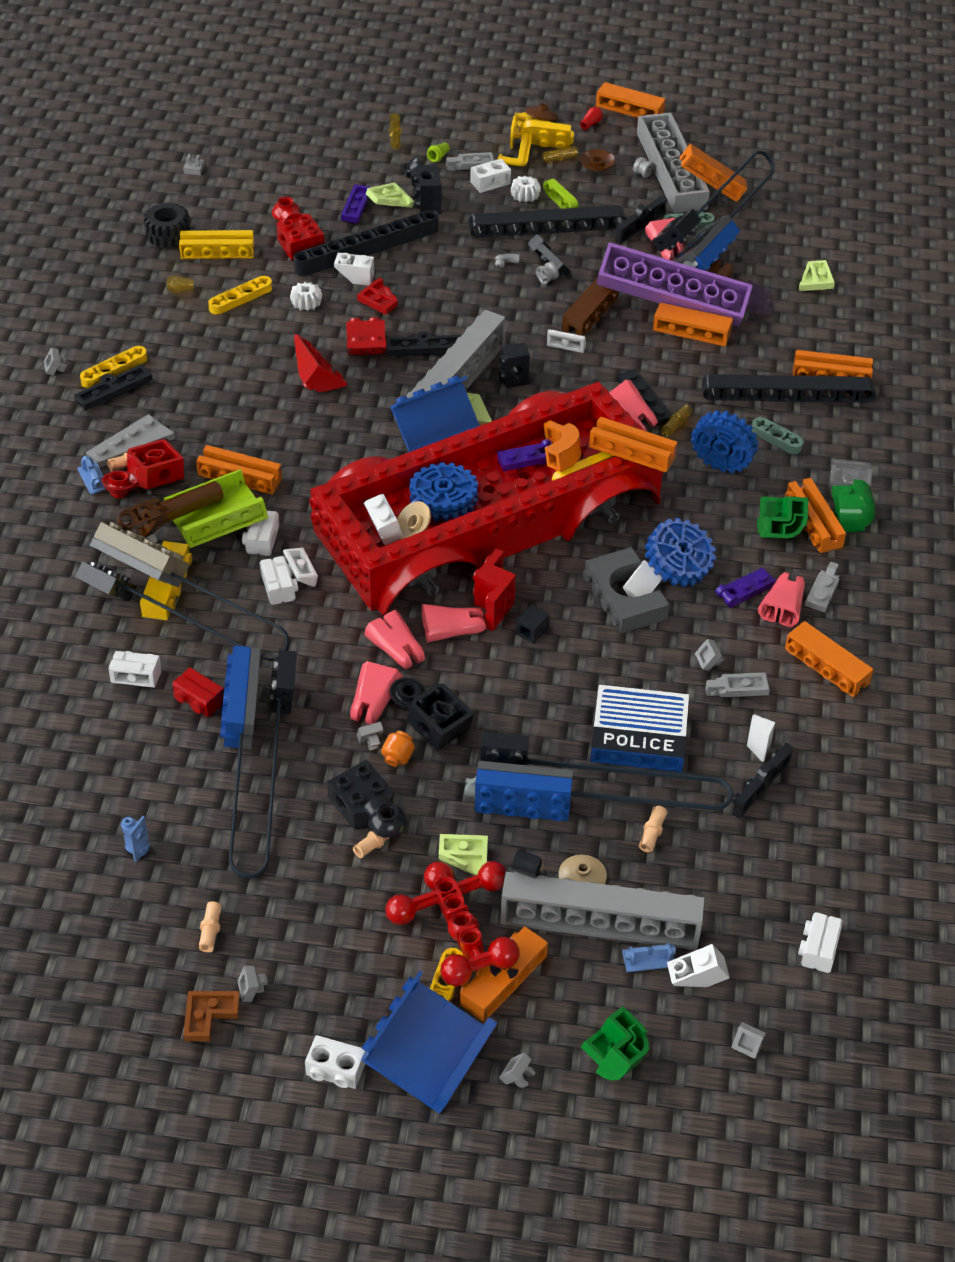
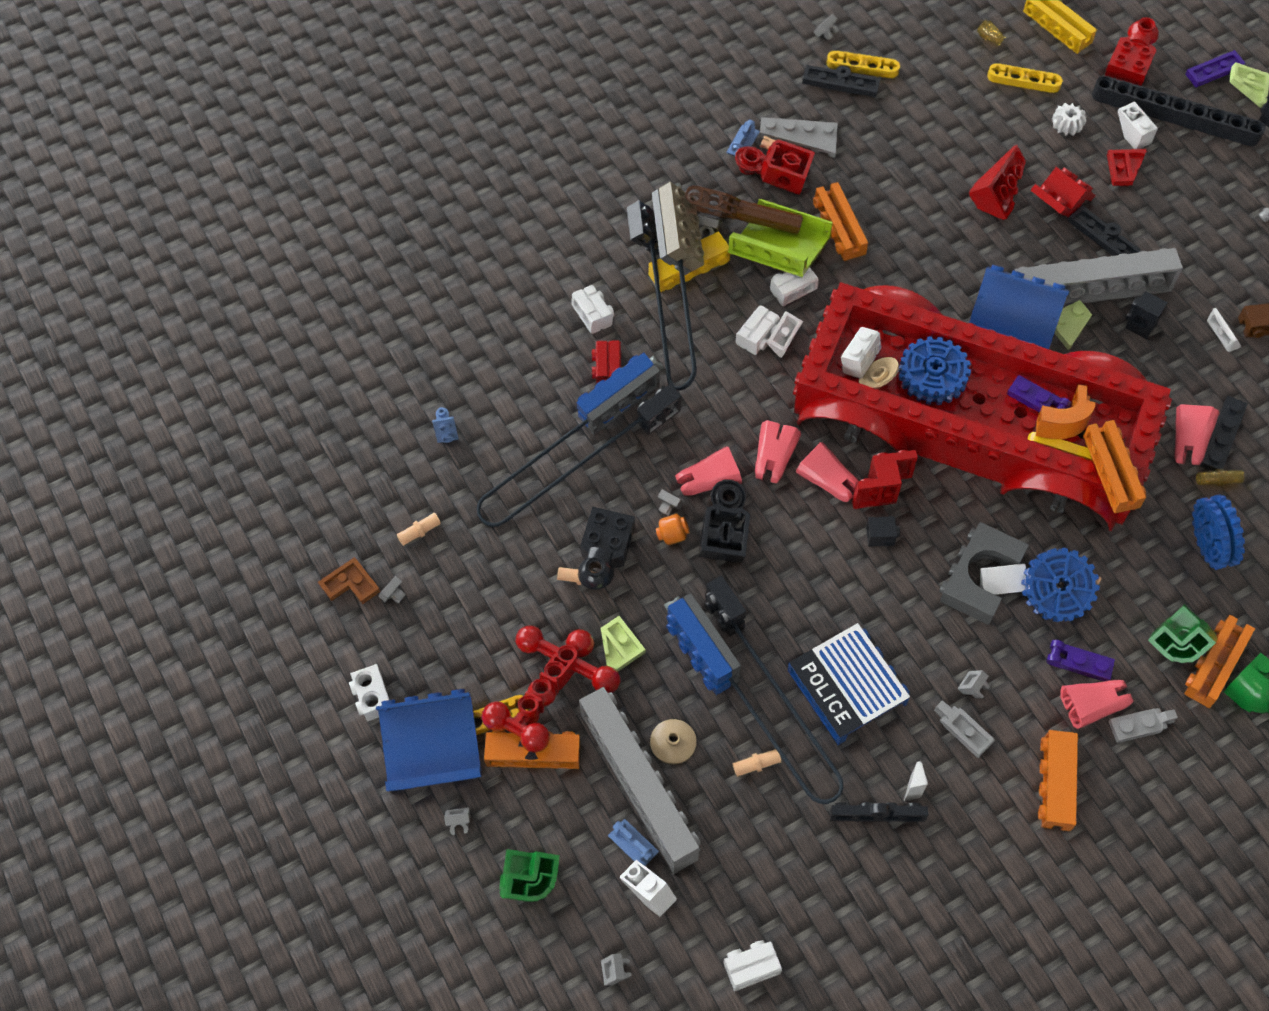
camera: 55 degrees right, 15 degrees up
(528, 864) = (622, 698): black plate -> none

